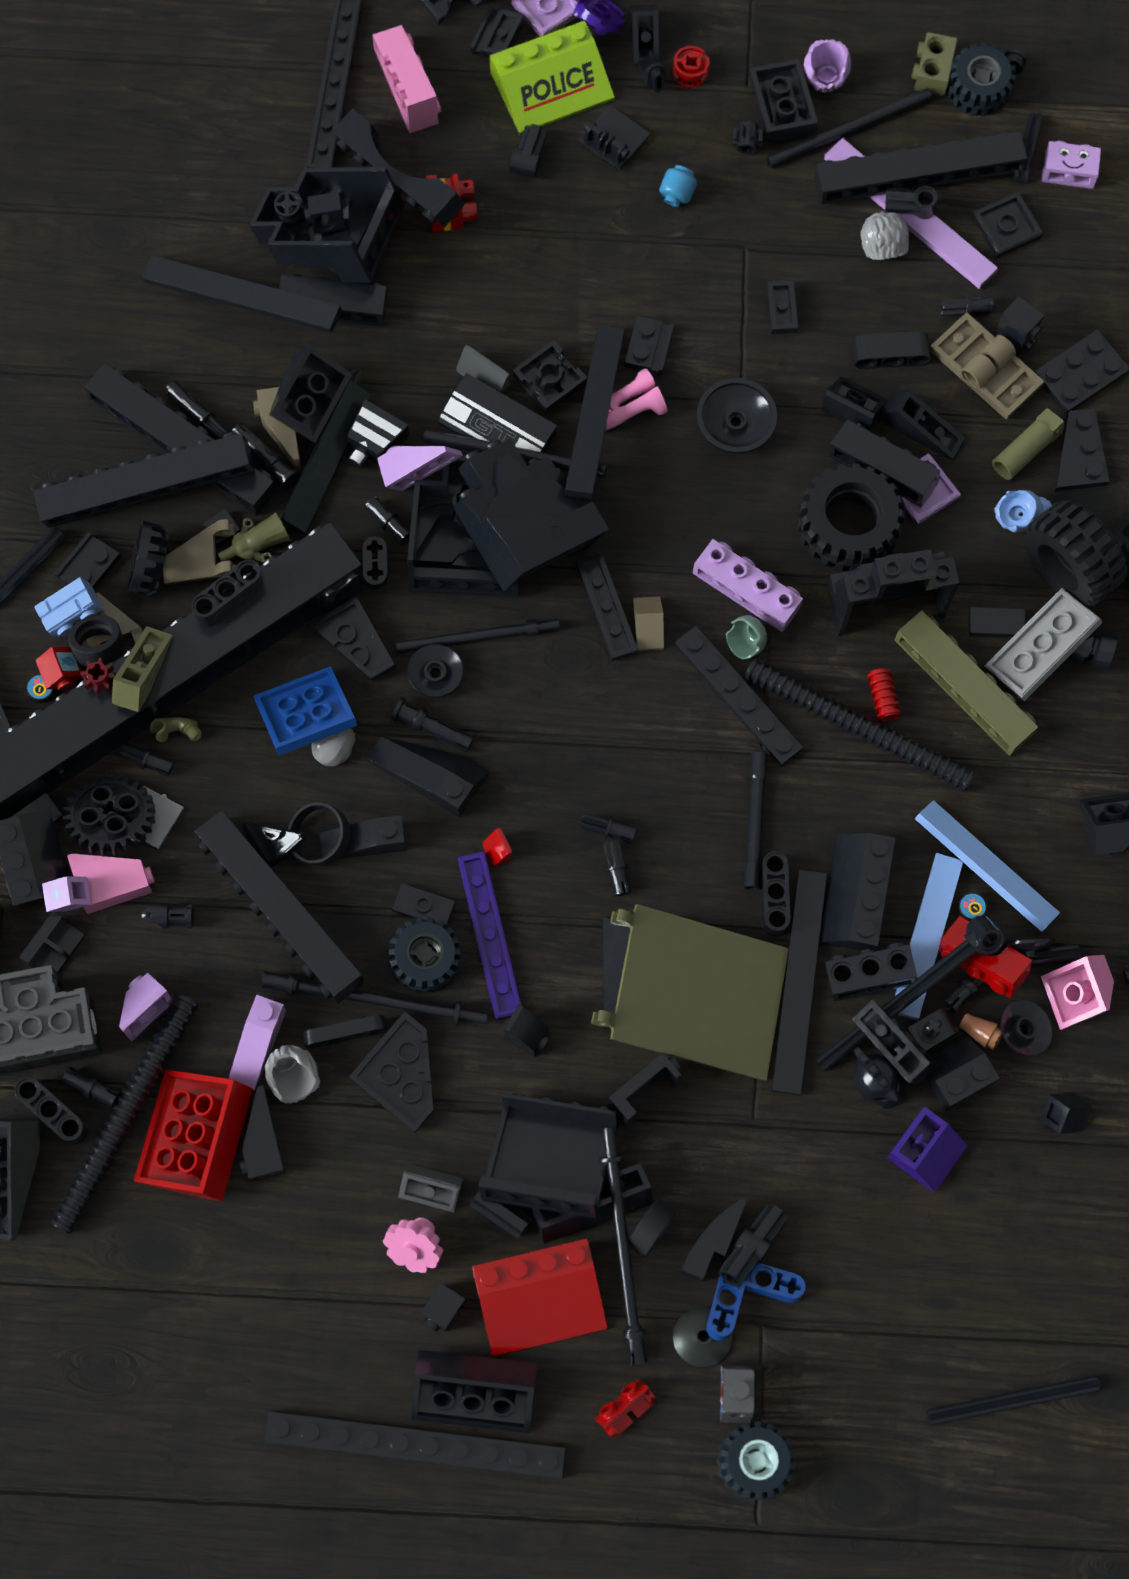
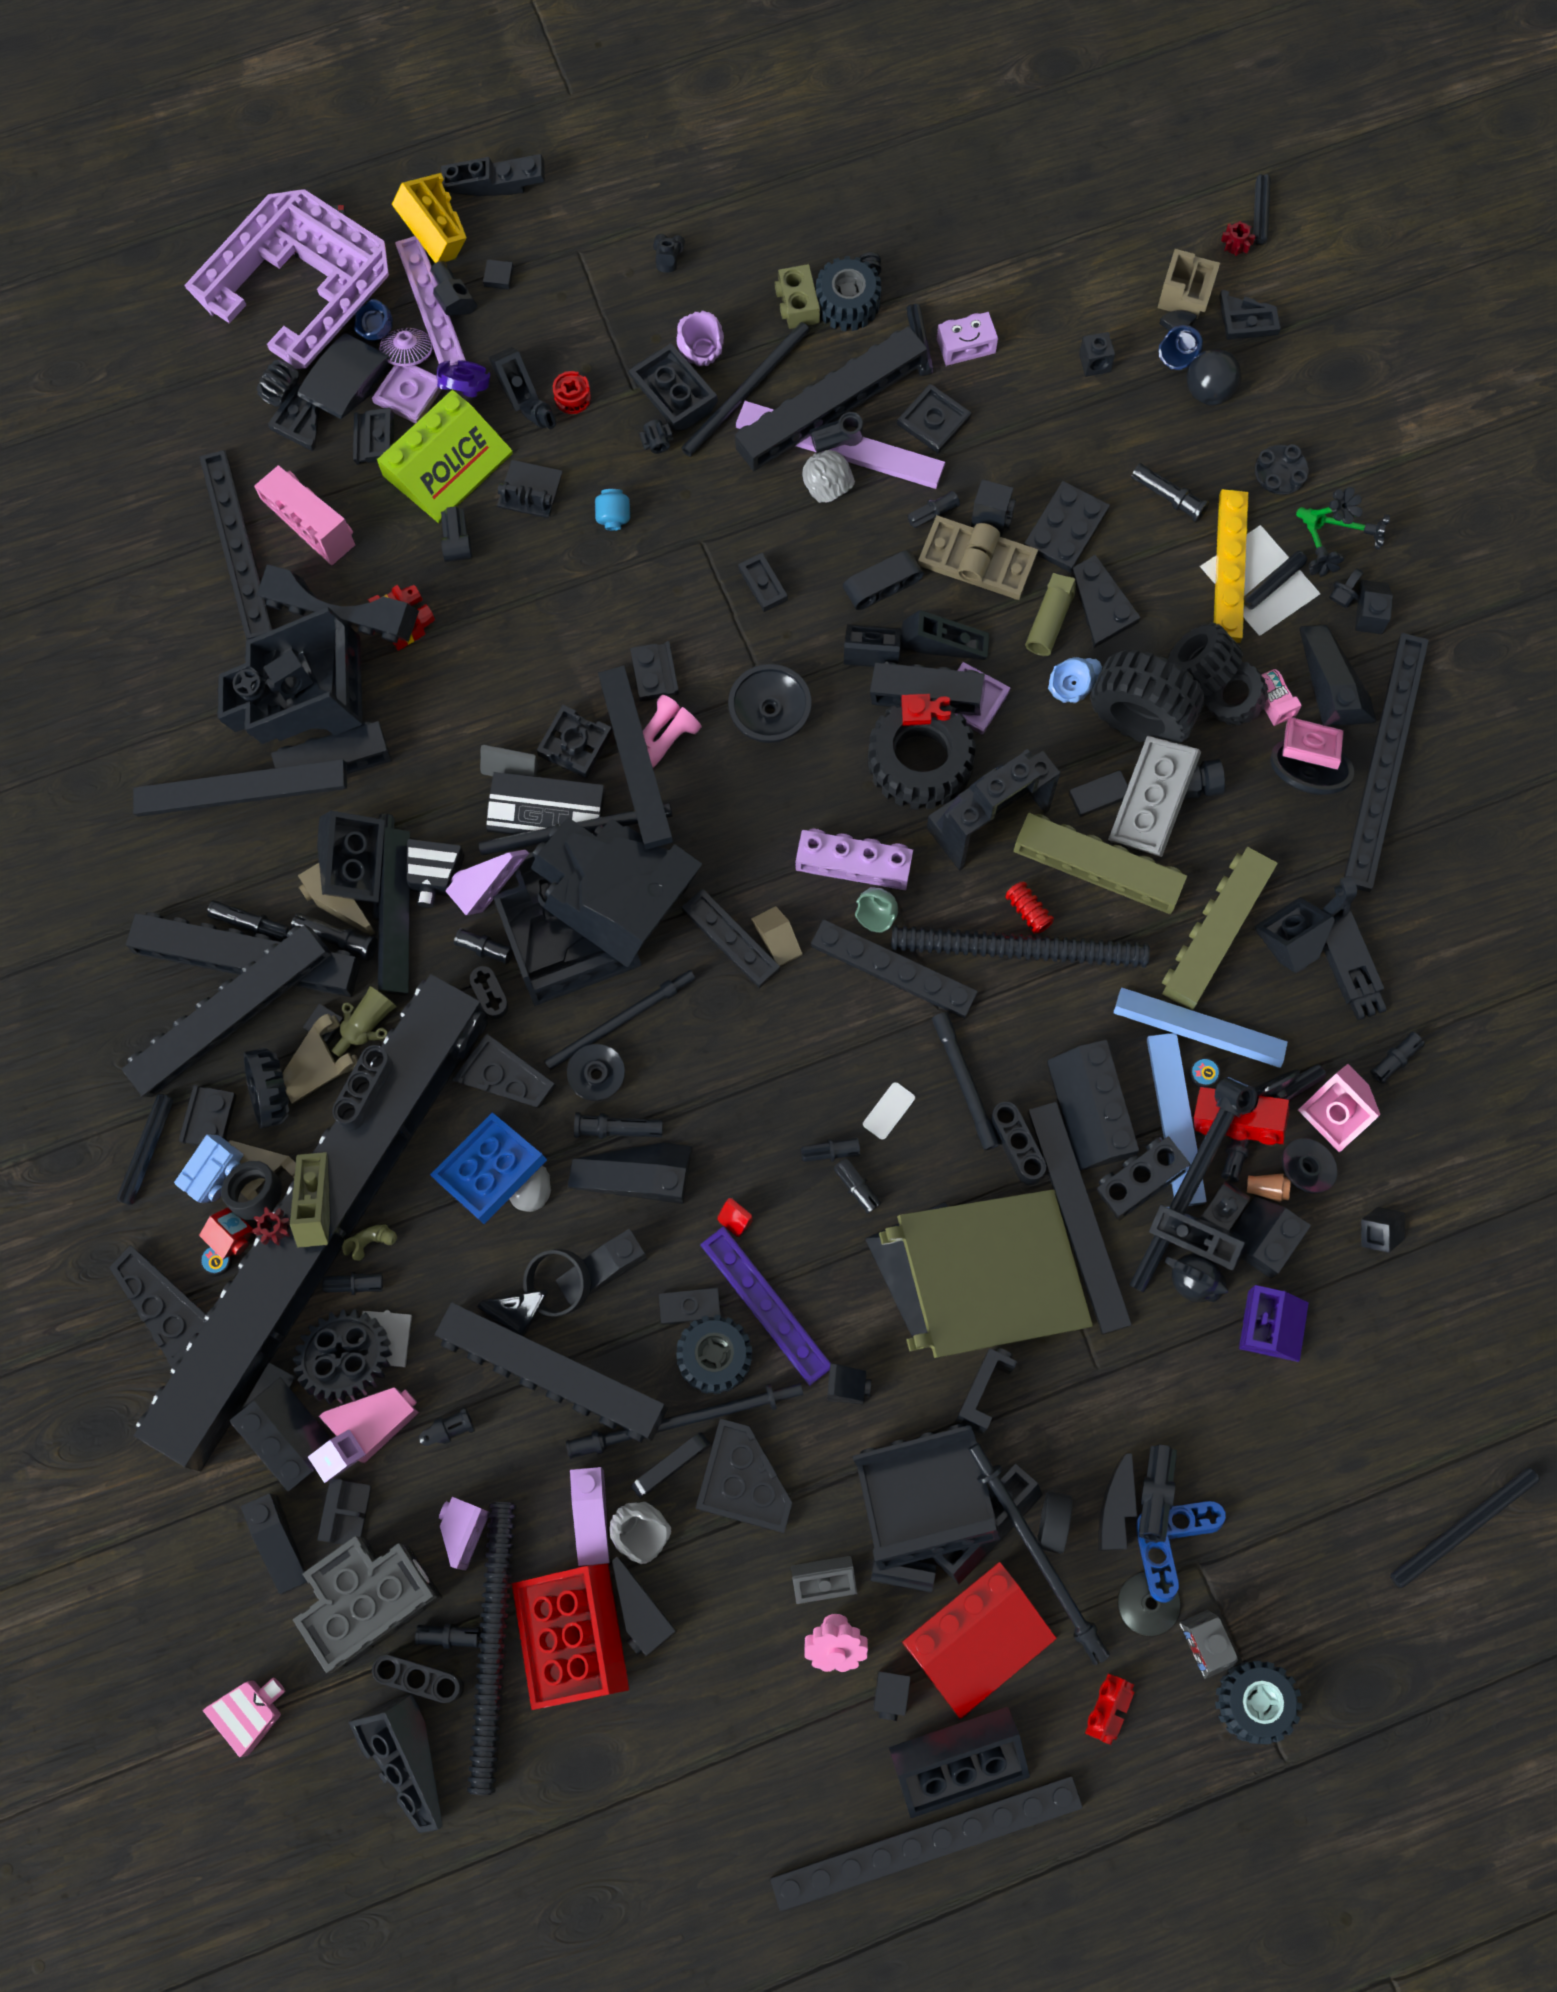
camera: 20 degrees left, 0 degrees up
(675, 817) = (888, 1110): none -> white sticker
(865, 476) = (918, 709): none -> red plate
(1046, 786) = (1219, 928): none -> olive brick

